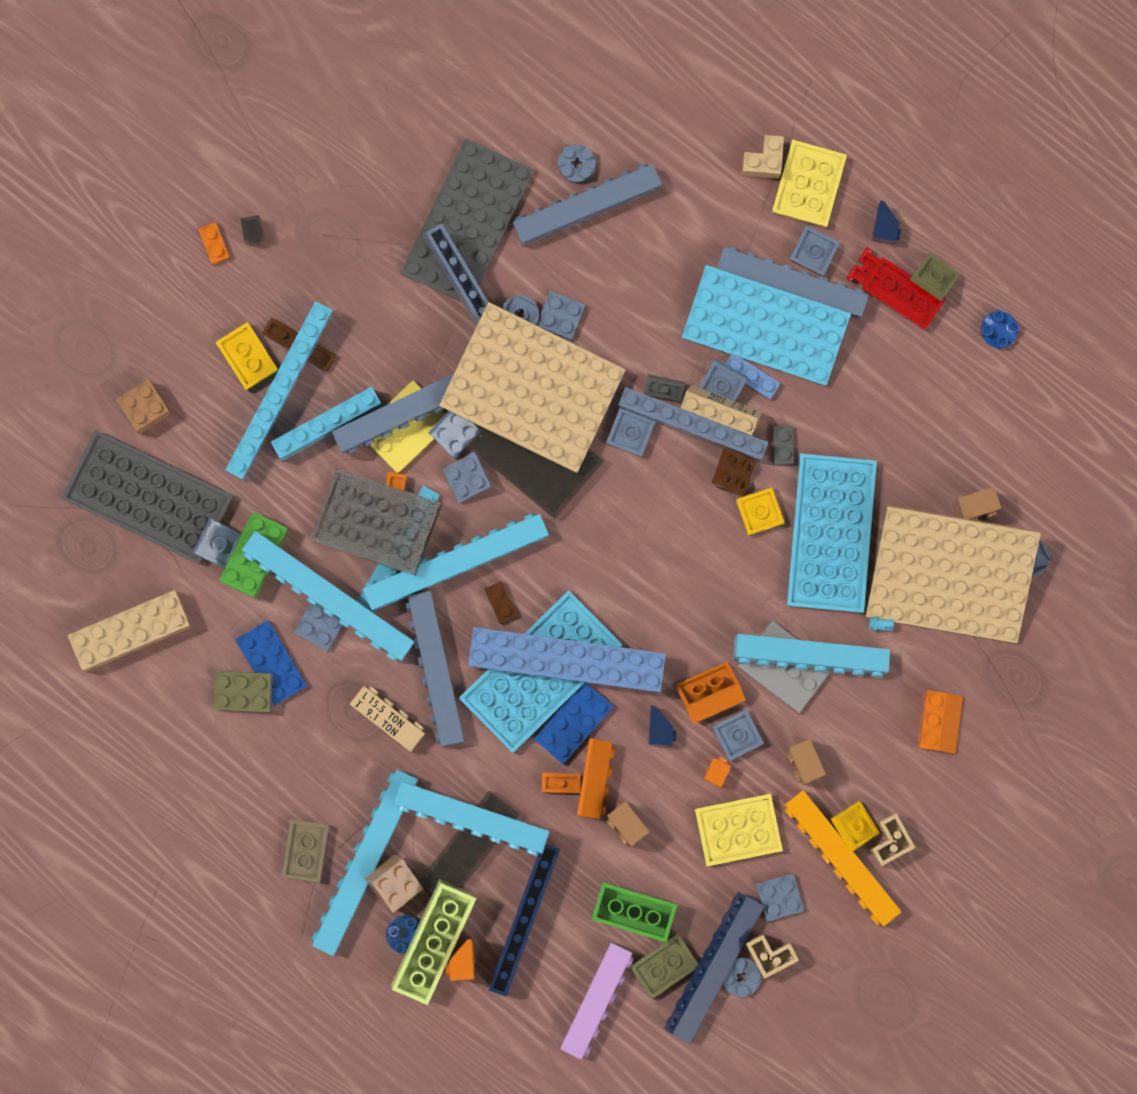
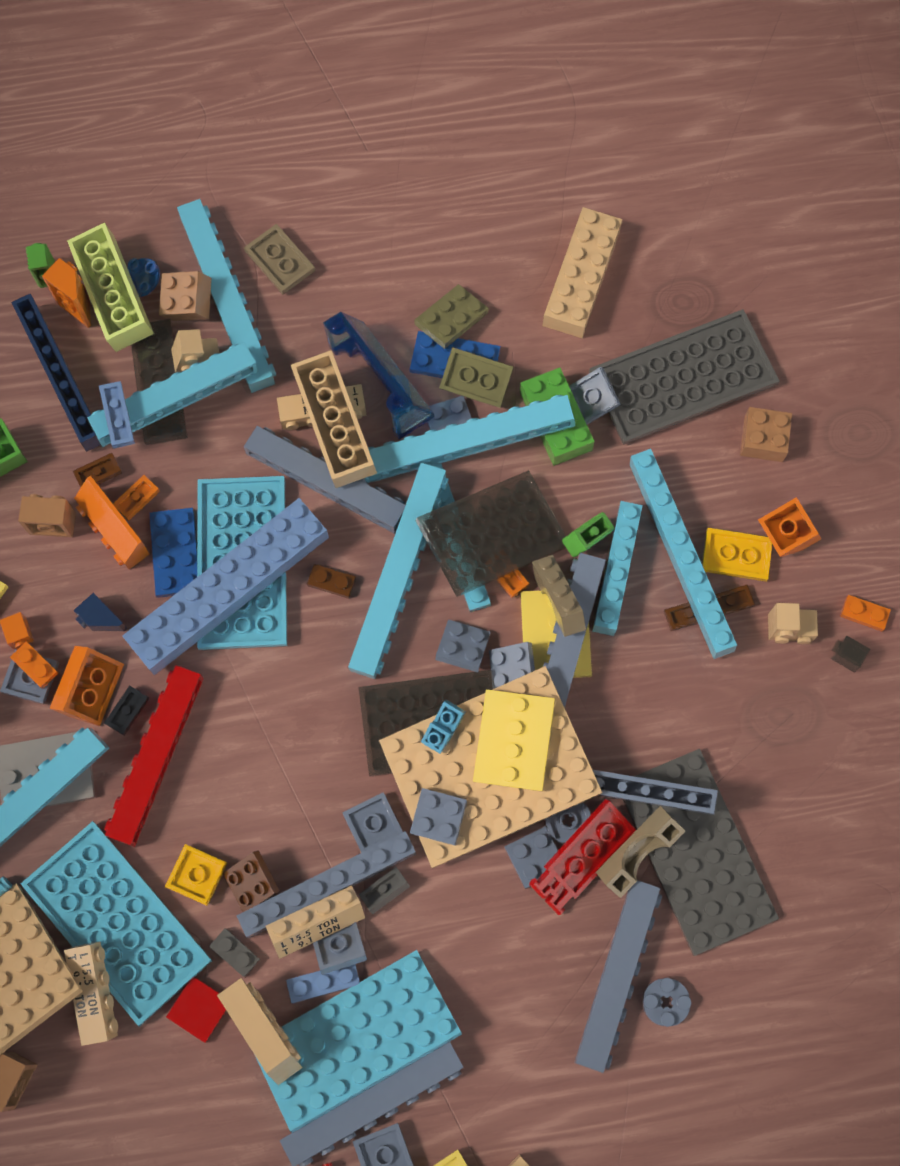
camera: 135 degrees right, 10 degrees down
(200, 335) = (789, 528): none -> orange slope
(266, 282) = (790, 623): none -> tan brick
(275, 631) = (476, 377): none -> olive plate
(315, 736) = (404, 403): none -> clear blue windscreen
(321, 460) = (588, 534): none -> bright green brick
(382, 439) = (564, 603): none -> dark tan arch
(394, 693) = (333, 419): none -> tan brick
(429, 836) = (190, 349): none -> tan brick
(459, 1007) = (39, 261): none -> bright green brick
(504, 383) = (514, 740): none -> light yellow plate
(522, 832) = (116, 414): none -> medium blue plate
(523, 255) = (621, 868): none -> dark tan arch
(534, 285) = (582, 855): none -> red hinge
(534, 436) = (443, 726): none -> dark azure slope
(567, 826) = (100, 470): none -> reddish brown plate
(592, 390) = (438, 816): none -> sand blue plate
(702, 652) = (126, 710): none -> black plate
(712, 606) = (154, 756): none -> red brick
(728, 736) = (34, 665): none -> orange plate
(813, 381) = (261, 1030): none -> tan brick
(834, 435) = (197, 1009): none -> red tile
(891, 492) = (95, 1003): none -> tan brick

